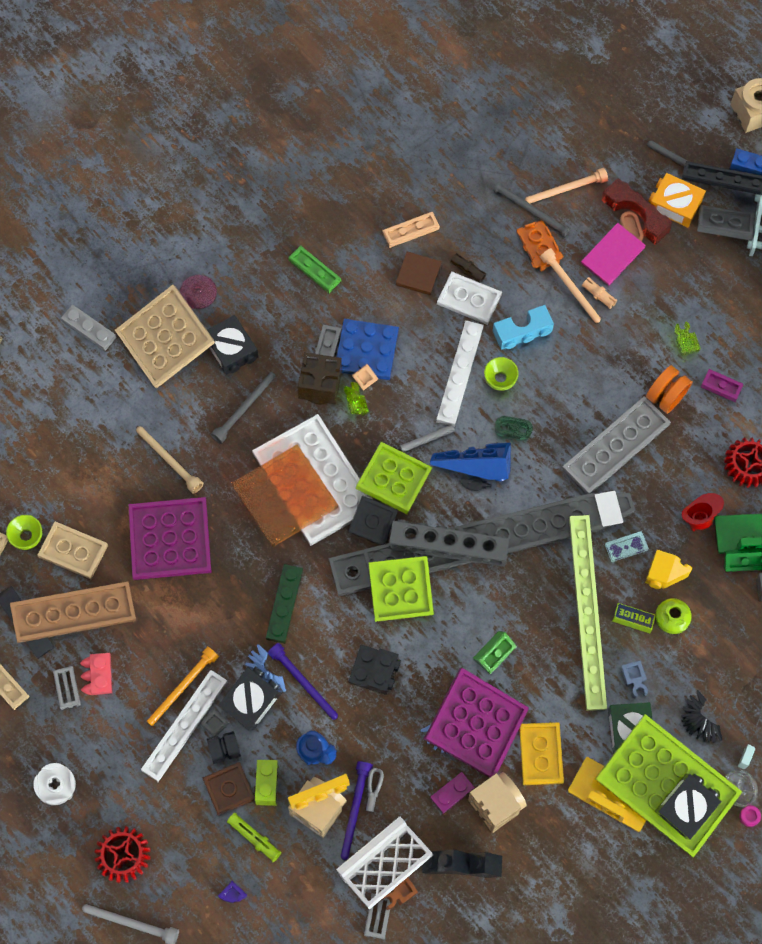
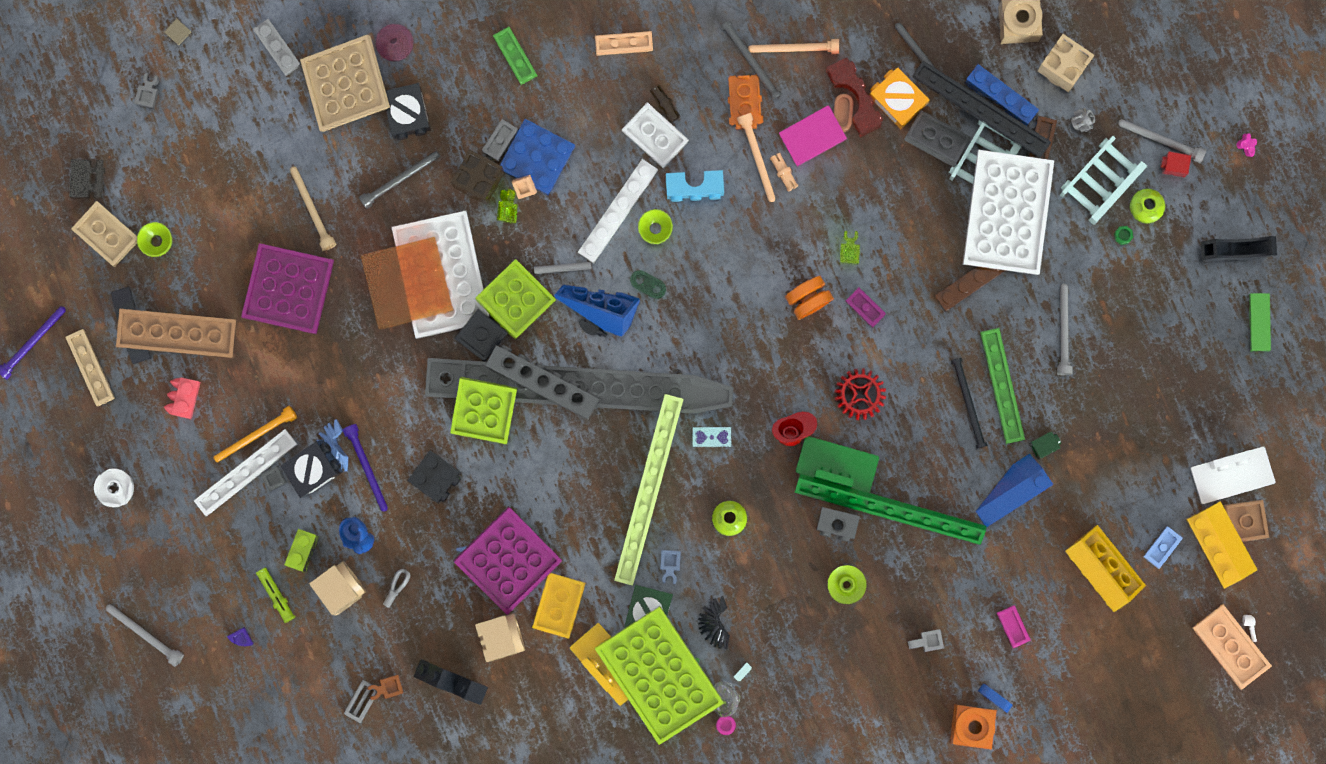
camera: 25 degrees right, 15 degrees up
(70, 704) = (150, 417): light grey tile -> none
(72, 550) = (194, 271): tan plate -> none
(118, 863) = (148, 578): red gear -> none
(223, 747) = (273, 505): black wheel -> none
(228, 788) = (267, 543): reddish brown tile -> none
(284, 604) = (373, 386): dark green plate -> none
(319, 792) = (339, 581): yellow plate -> none
(363, 770) = (392, 567): dark purple piece -> none
(376, 848) = (380, 642): white fence -> none
(418, 273) = (614, 93): reddish brown tile -> none
(452, 793) = (465, 614): magenta plate -> none
(495, 651) = (551, 497): bright green slope -> none
(609, 508) = (707, 396): white sticker -> none
(616, 445) = (739, 335): light grey plate -> none
(634, 618) = (692, 507): slope -> none
(666, 570) = (736, 475): yellow slope -> none
(688, 805) = (668, 701): black brick -> none

